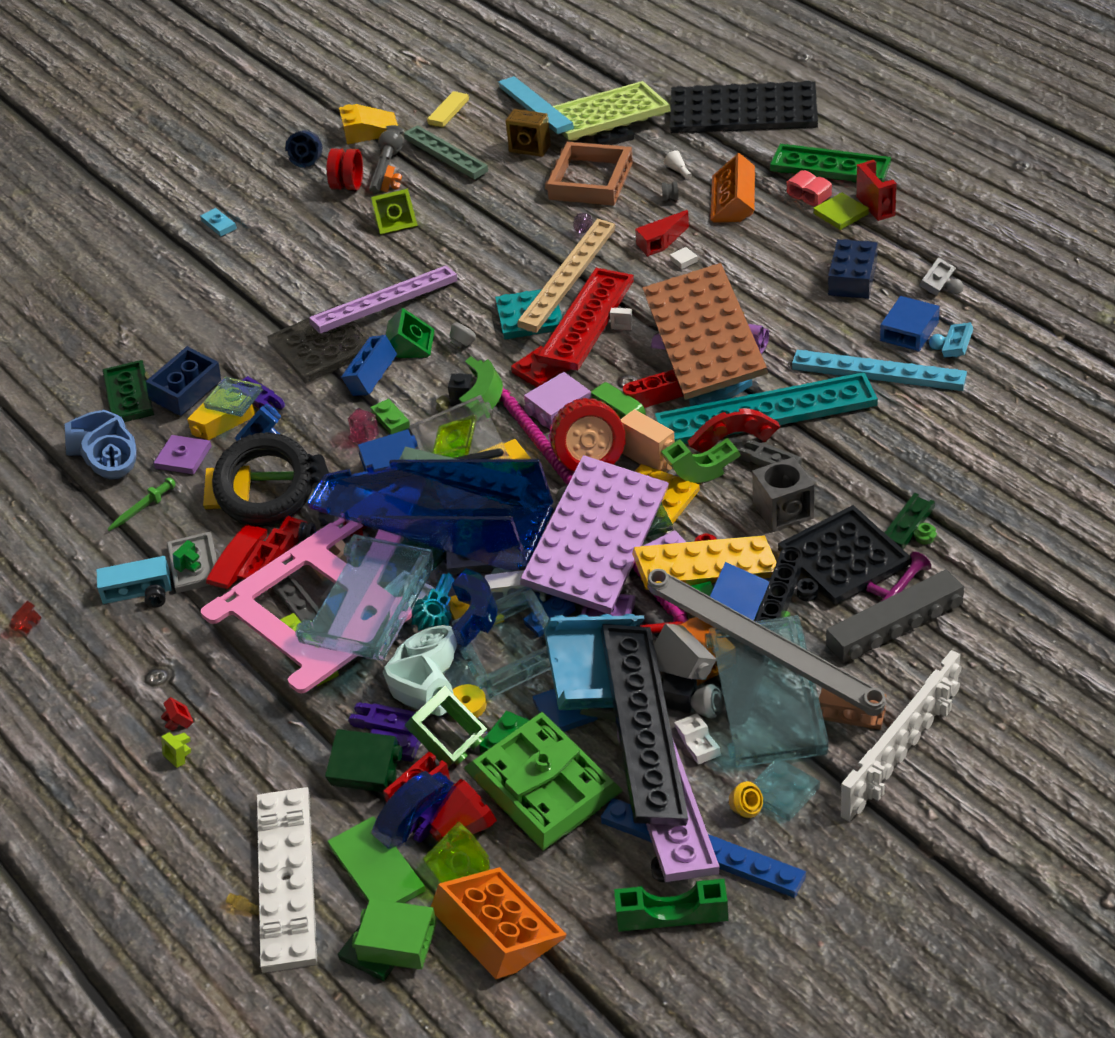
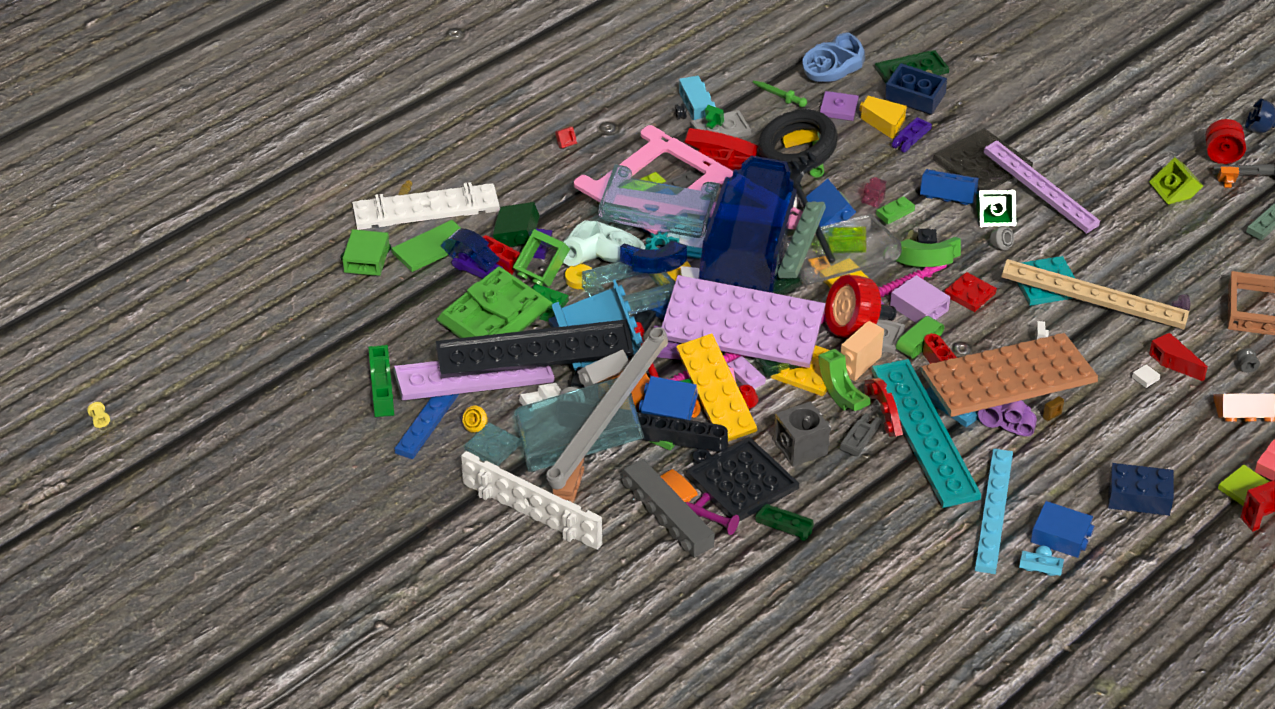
camera: 80 degrees right, 0 degrees up
(22, 616) = (657, 53): clear red tile -> none
(175, 748) = (533, 140): lime tile -> none
(218, 222) = (1146, 84): medium azure plate -> none
(233, 396) = (894, 113): clear light blue tile -> none
(261, 422) = (856, 130): blue piece -> none
(380, 717) = (561, 232): dark purple hinge -> none
(457, 855) = (427, 276): clear neon green slope -> none
(463, 806) = (465, 273): red cone -> none
(495, 921) = (379, 301): orange slope -> none
(585, 319) = (1030, 308): red plate -> none
(857, 604) = (679, 485): none -> orange slope
(925, 533) = (772, 533): bright green plate -> none
(939, 276) = (1141, 554): light grey plate -> none

